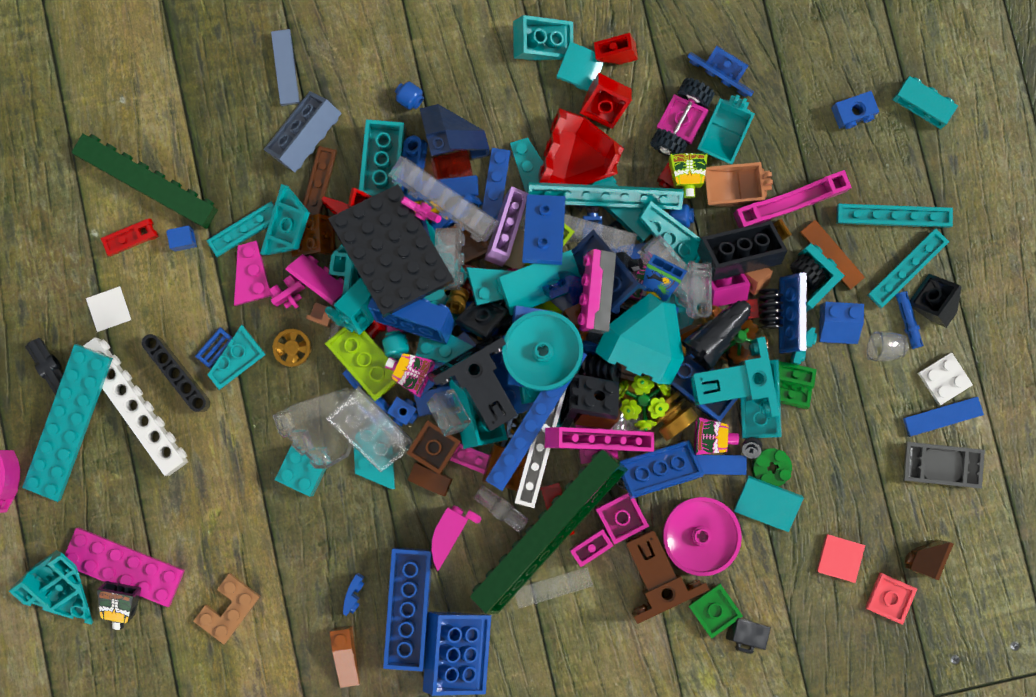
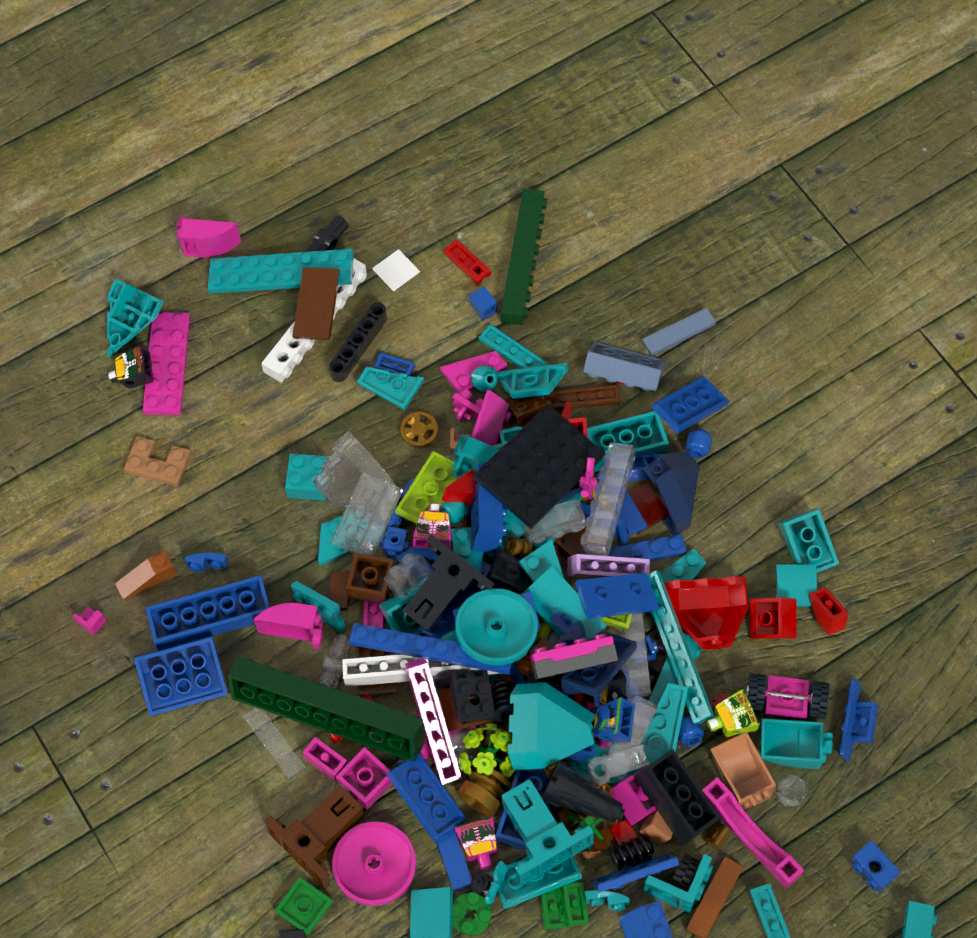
camera: 70 degrees right, 20 degrees down
(122, 400) = (316, 303): none -> reddish brown tile
(261, 268) = (480, 375): none -> teal piece
(369, 87) = (690, 404): none -> blue plate
(383, 329) = (461, 490): none -> red slope
(438, 504) = (328, 609): none -> teal wing
(749, 429) = (499, 874): none -> teal piece
(766, 150) = (791, 790): none -> clear hair

